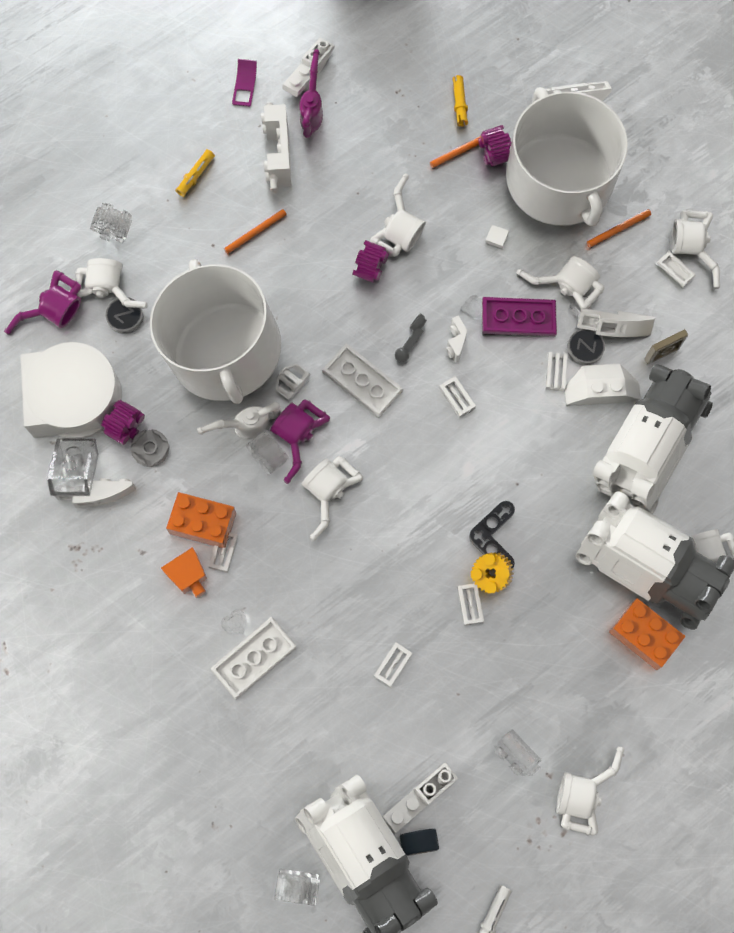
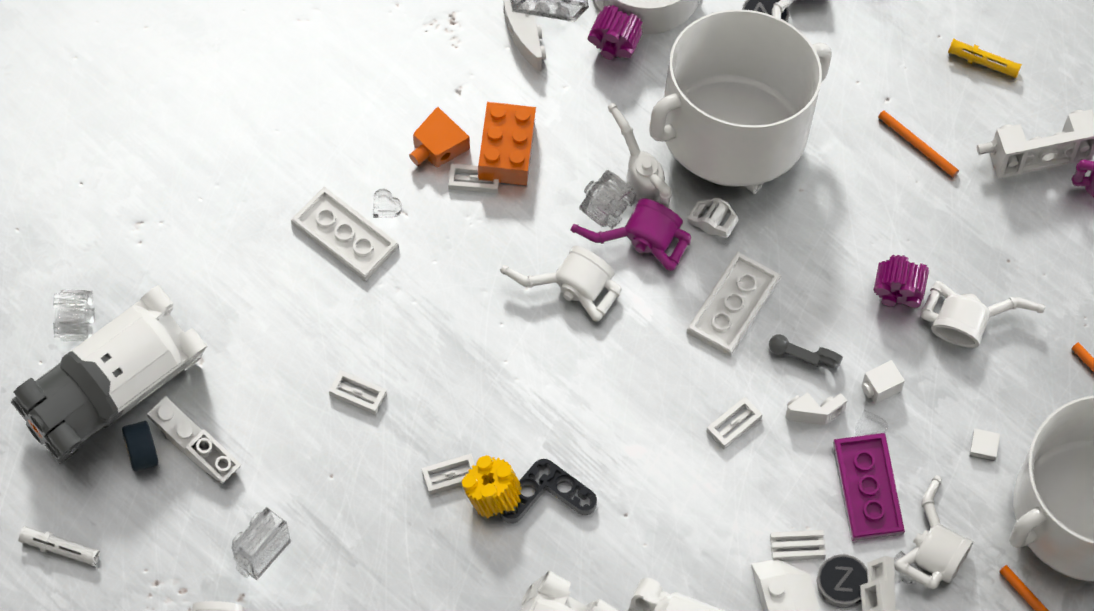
camera: 80 degrees right, 10 degrees down
(149, 448) = (593, 75): light grey tile -> none
(443, 291) = (882, 382): none -> white brick

